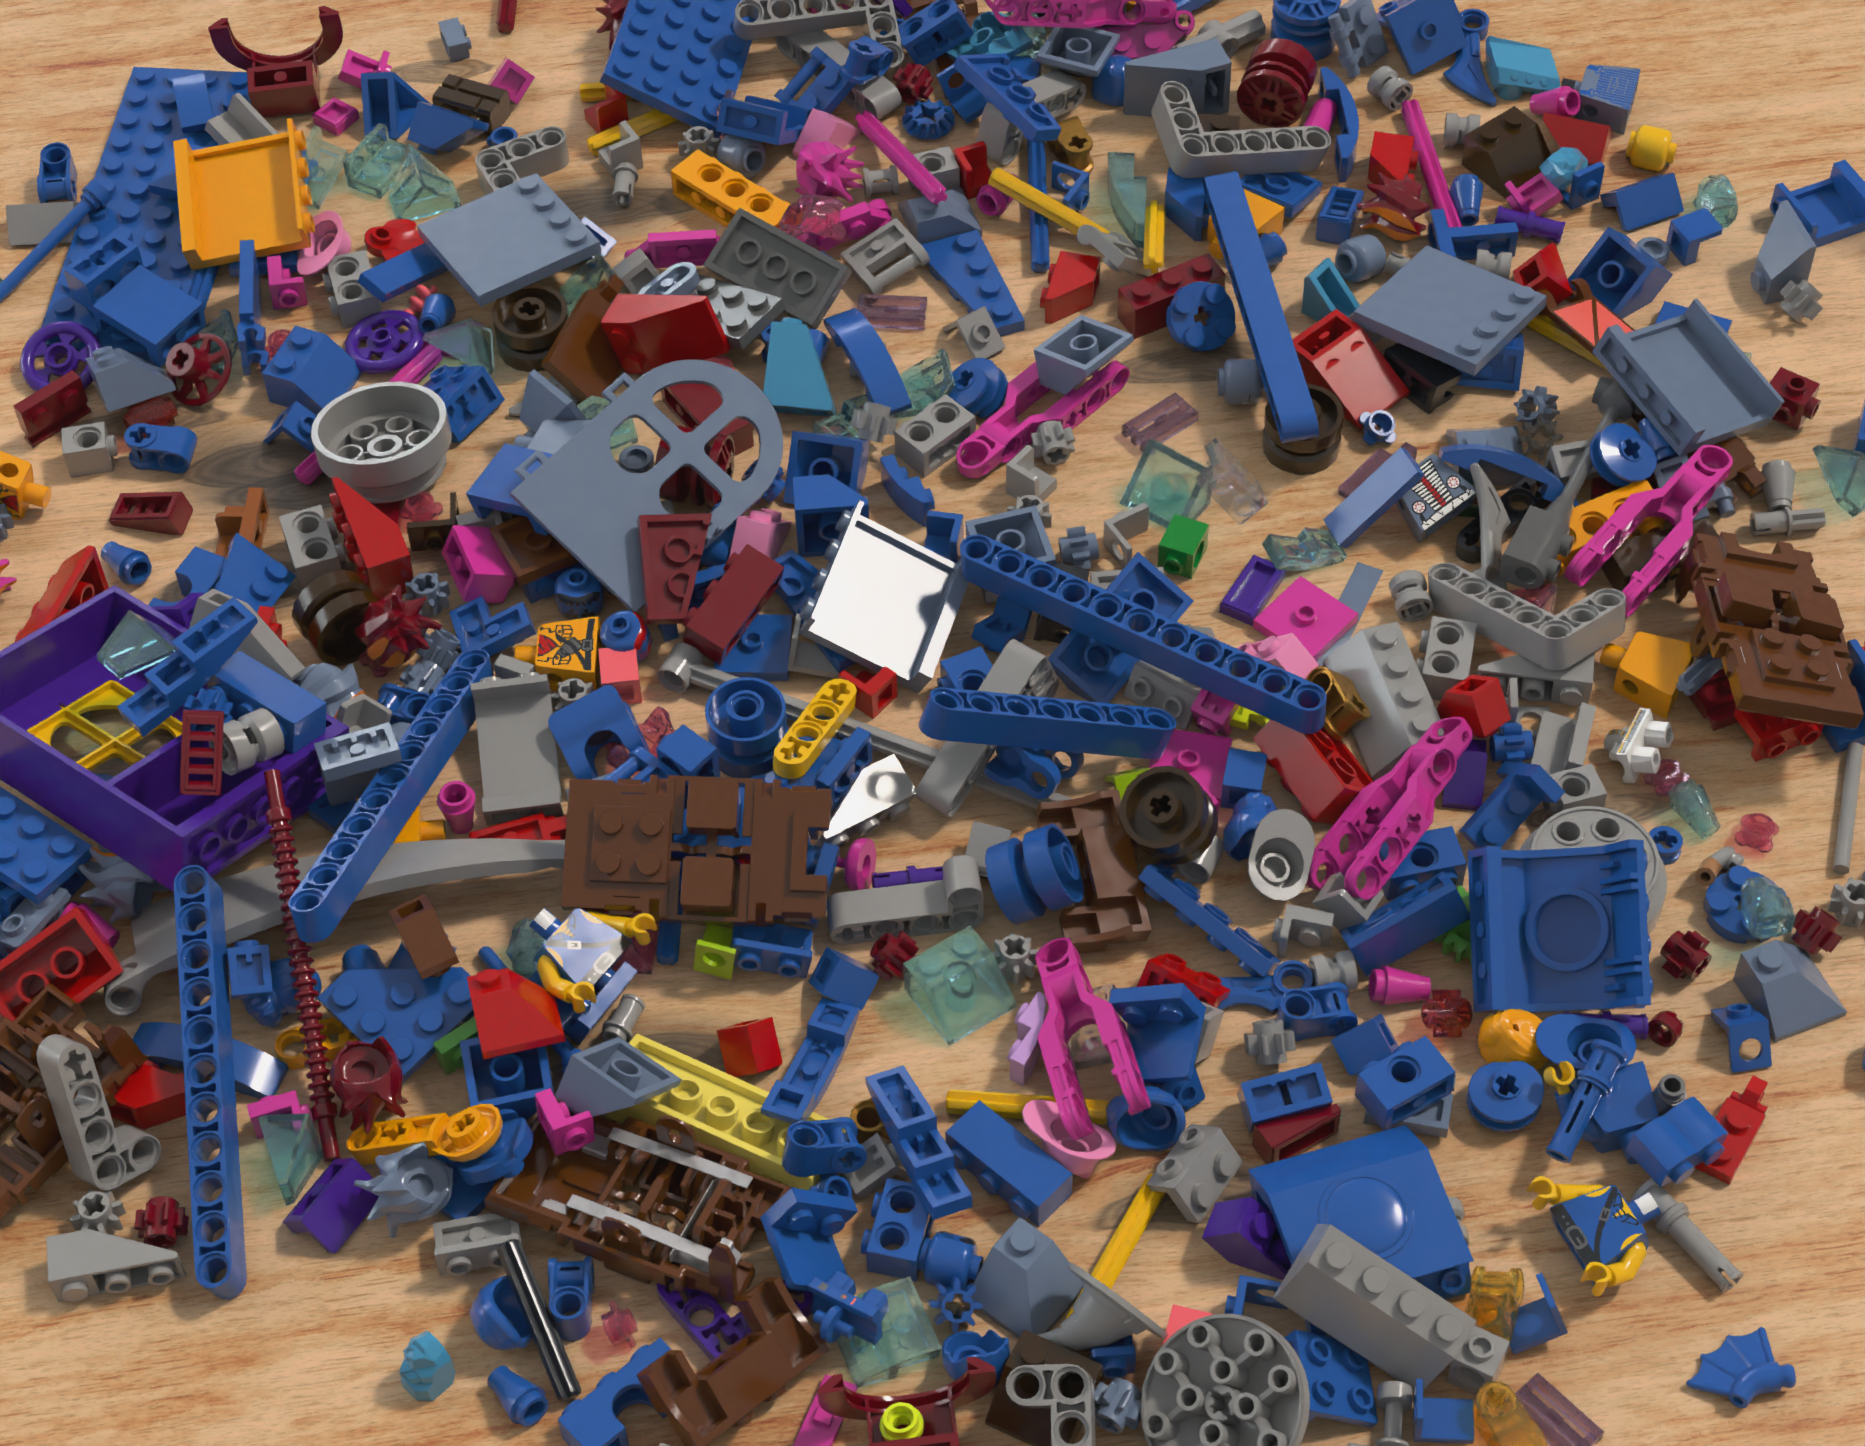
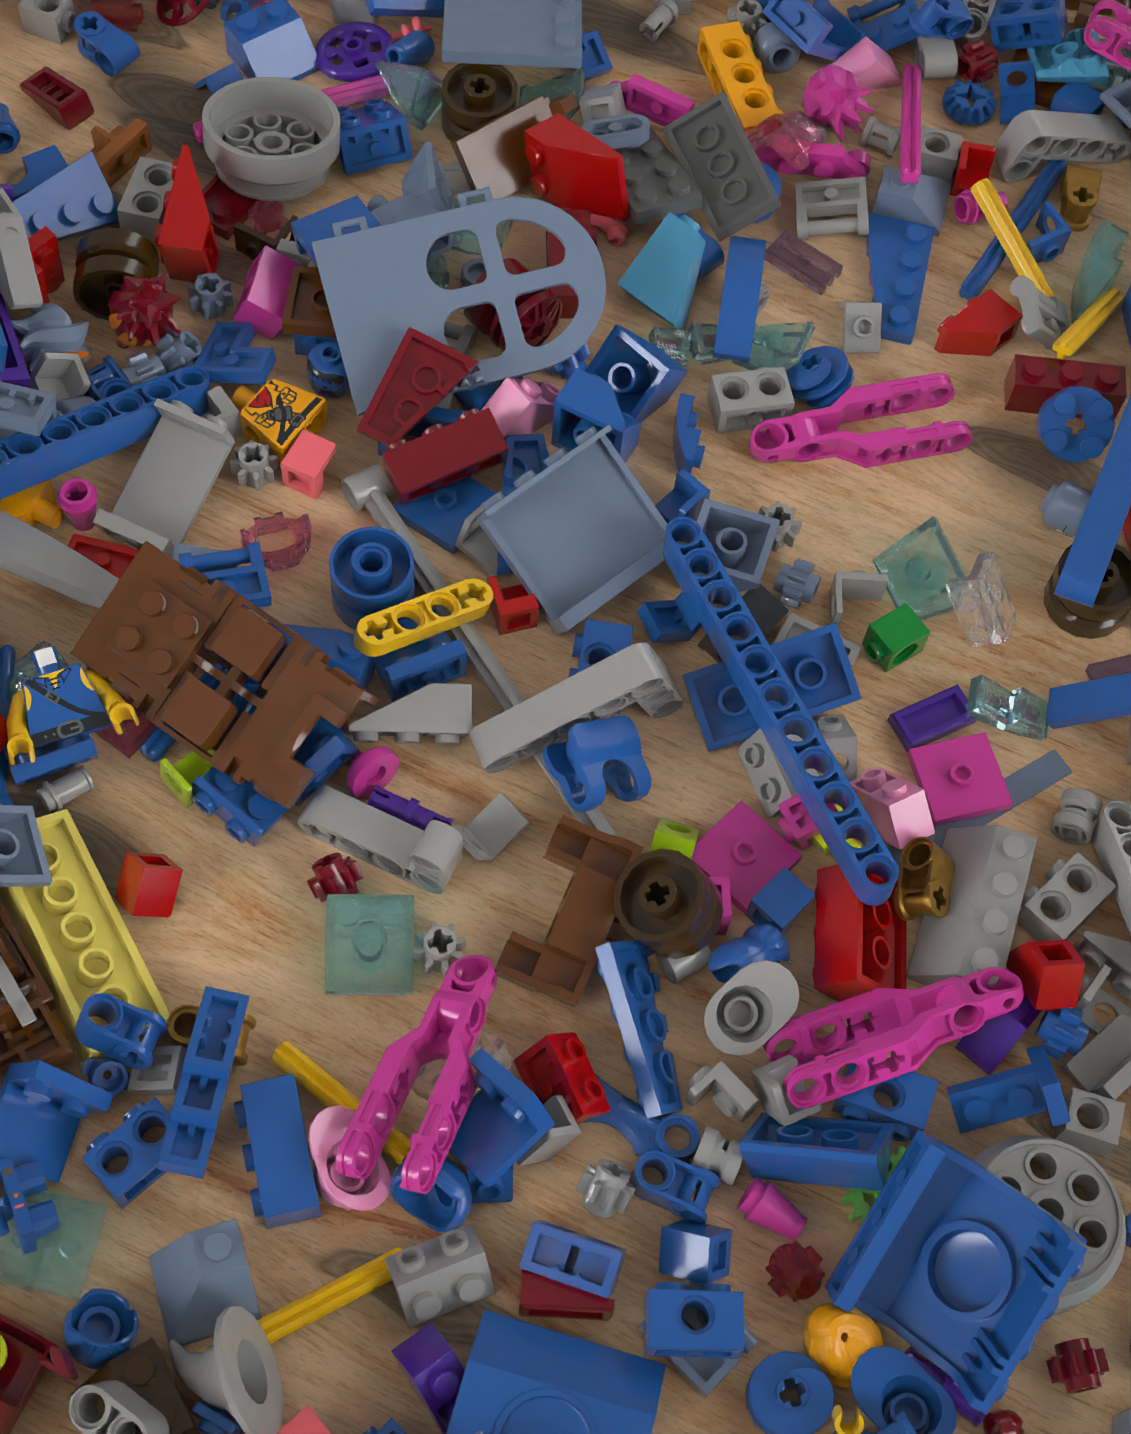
camera: 25 degrees right, 10 degrees up
(590, 725) = (243, 495): blue piece -> none
(626, 632) = (337, 428): blue head -> none
(688, 755) = (291, 586): blue brick -> none
(814, 1063) = (185, 941): blue slope -> none
(843, 978) = (277, 871): blue panel -> none
(874, 422) = (700, 356): light grey gear -> none
(947, 1257) = (156, 1212): blue head -> none
(947, 1295) = (115, 1271): blue gear -> none
(1005, 91) = (1042, 109): blue wing -> none
(1026, 479) = (802, 488): light grey panel -> none
(1026, 1049) = (401, 1022): lavender slope -> none
(1034, 874) = (507, 882): blue wheel -> none
(1046, 723) = (618, 743): blue beam -> none
(1053, 442) = (850, 467): light grey gear -> none
(1078, 353) = (928, 395): sand blue slope -> none
(1164, 425) = (968, 509): tile -> none

